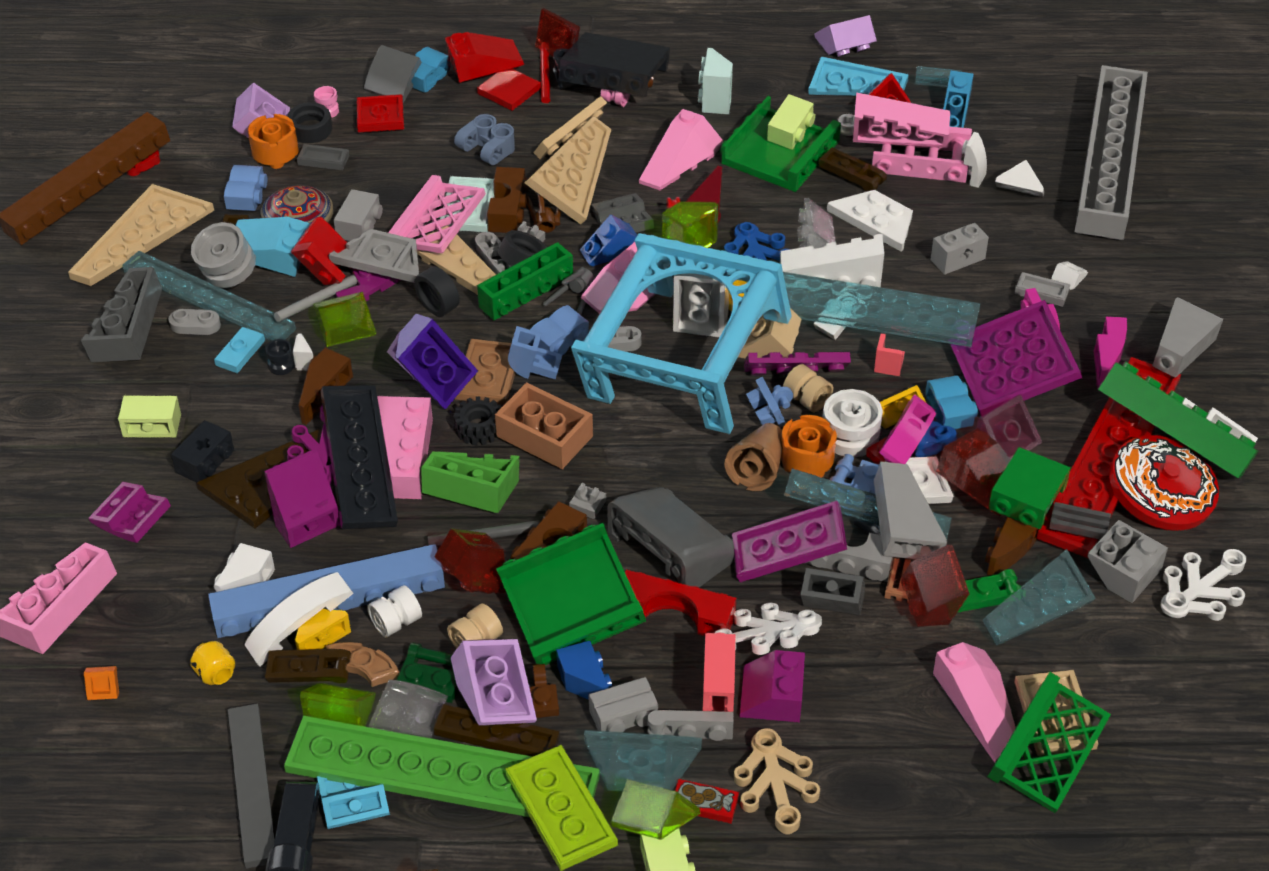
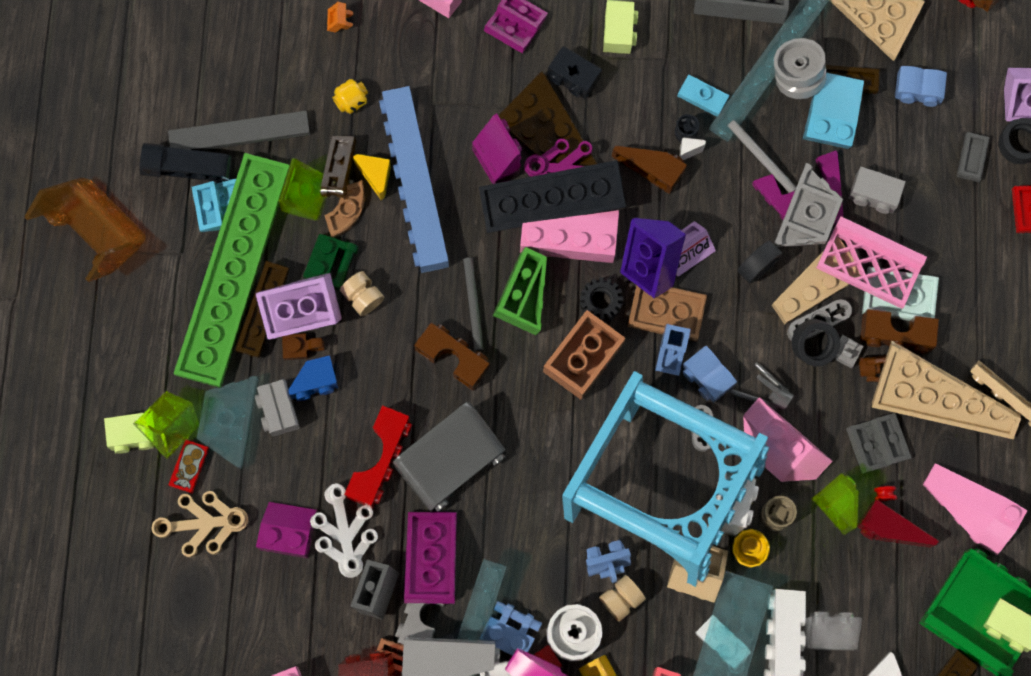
camera: 90 degrees right, 30 degrees up
(194, 321) = (741, 53): light grey plate -> none
(245, 567) = (439, 114): white slope -> none
(273, 140) = (990, 118): orange brick -> none
(294, 612) = (383, 156): white slope -> none
(298, 202) = (886, 146): dish -> none
(314, 251) = (811, 149): red bracket -> none
(344, 319) = (736, 181): clear neon green slope -> none
(396, 610) = (387, 232): white wheel -> none
(408, 709) = (290, 242): clear slope -> none
(472, 560) = (424, 292): clear red slope -> none
(484, 131) = (1000, 298): sand blue piece -> none
(525, 281) = (773, 344): green brick -> none
(561, 807) = (184, 354): lime tile -> none
(570, 593) = (381, 370): green panel -> none
(588, 500) = (503, 392): light grey tile -> none
(608, 241) = (833, 427): blue slope -> none
(698, 724) = (254, 458): light grey plate -> none
(719, 672) = (287, 483): coral brick -> none
(749, 234) = (820, 571): blue plant -> none
(756, 458) = (539, 543): medium nougat cone -> none
(775, 362) = (655, 578): magenta wing -> none
(808, 445) = (558, 582): orange brick -> none

